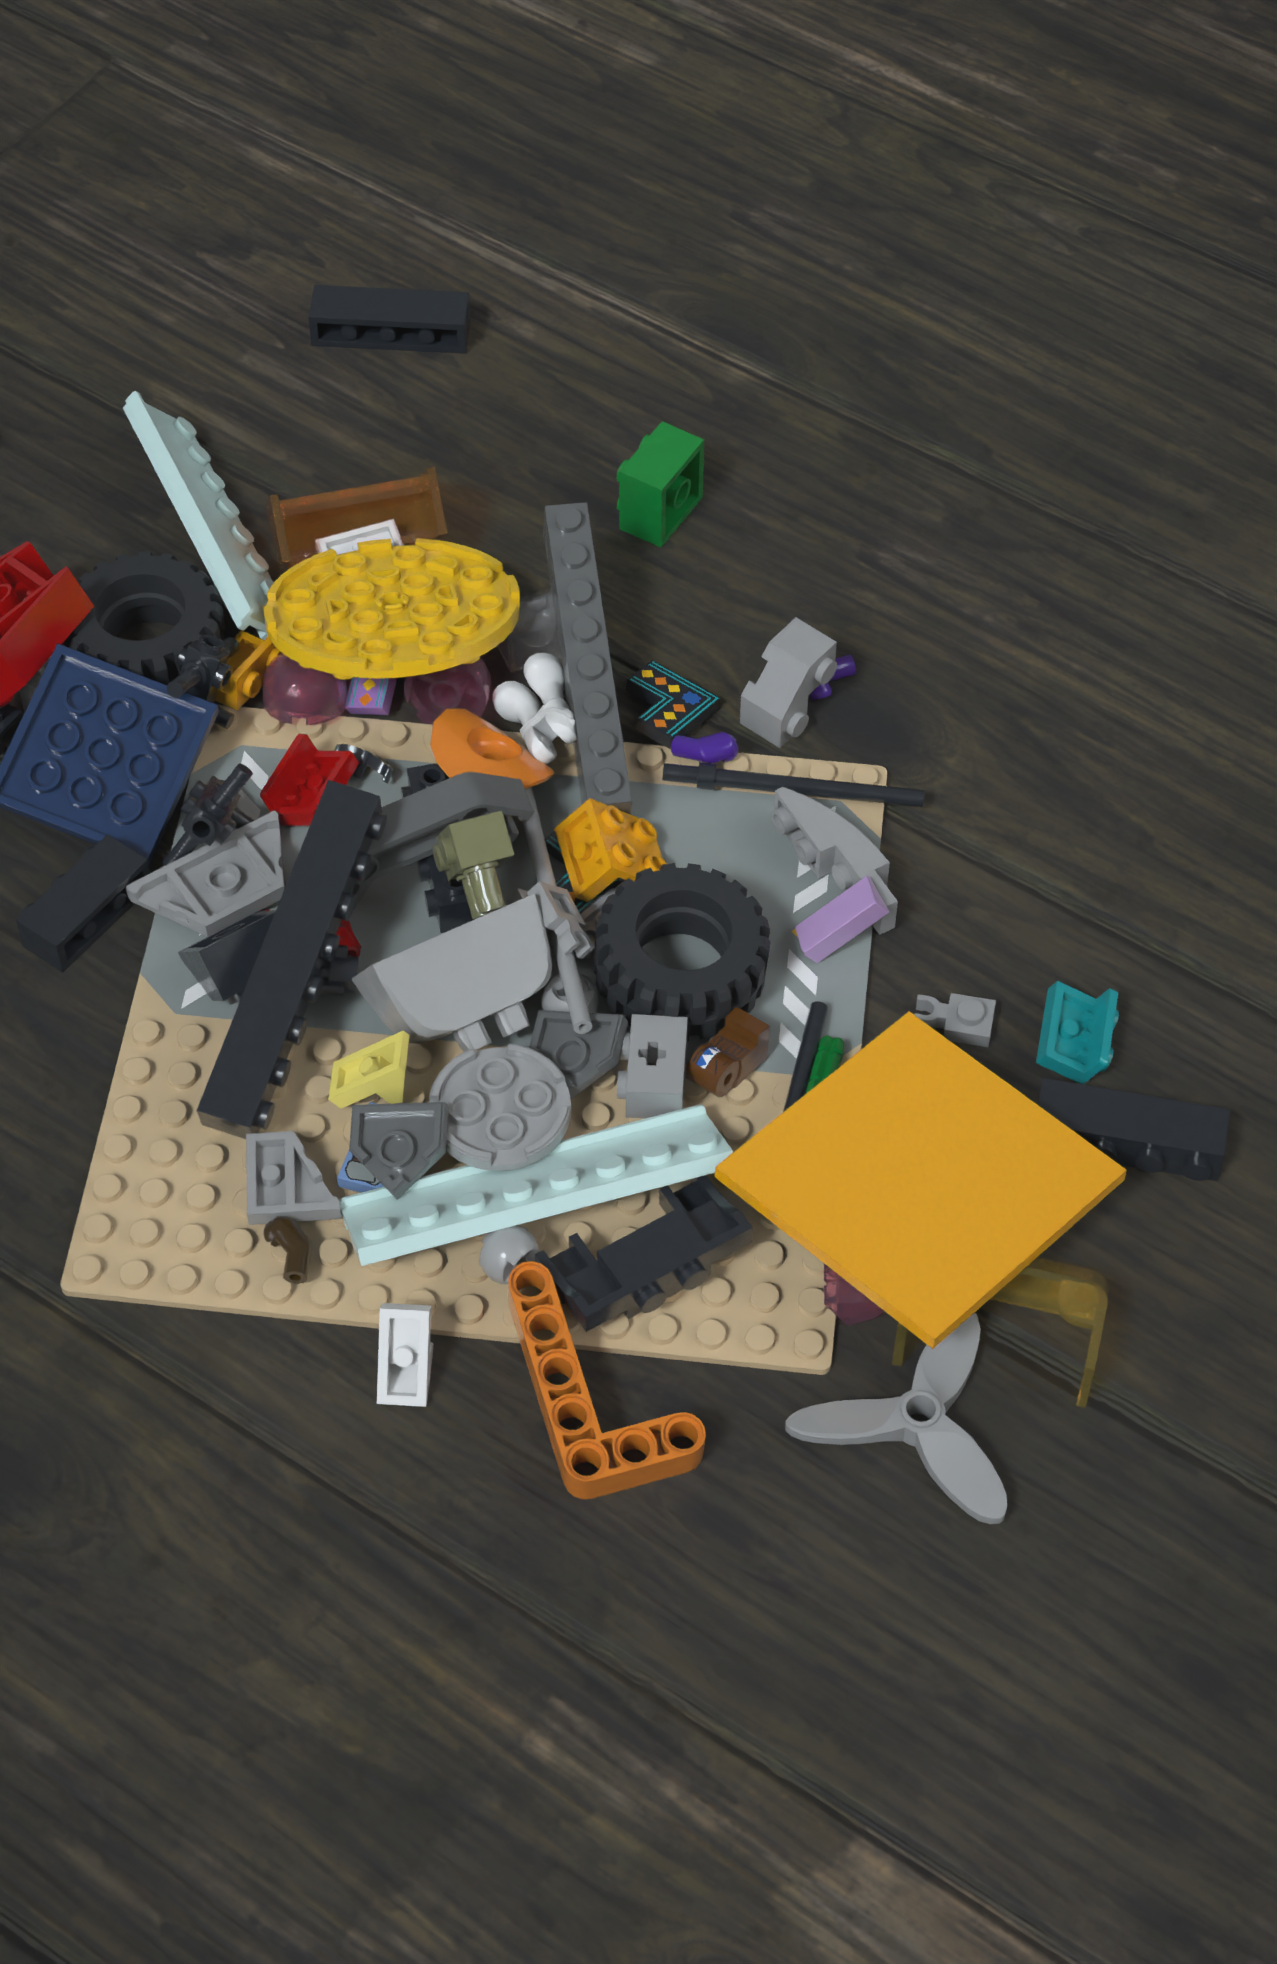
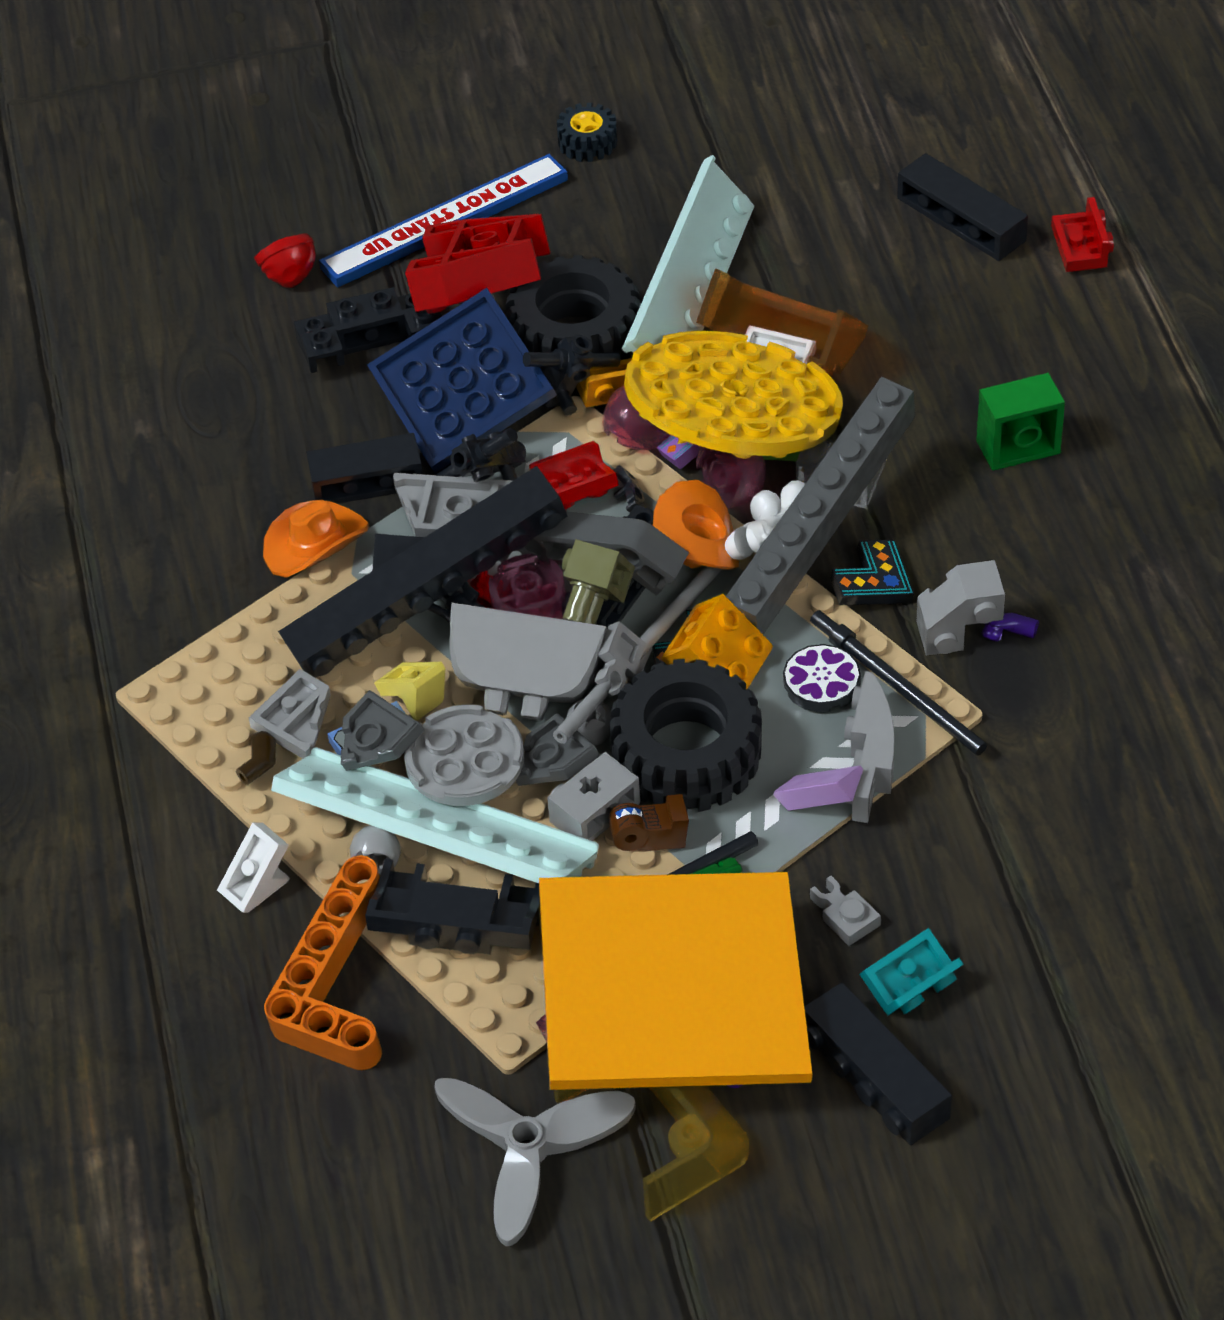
camera: 45 degrees right, 5 degrees down
(97, 1004) = (309, 535): none -> orange hat
(393, 912) = (528, 586): none -> clear pink cylinder
(529, 287) = (1083, 238): none -> red bracket
(706, 749) = (860, 619): dark purple arm -> none
(725, 824) = (821, 677): none -> tile

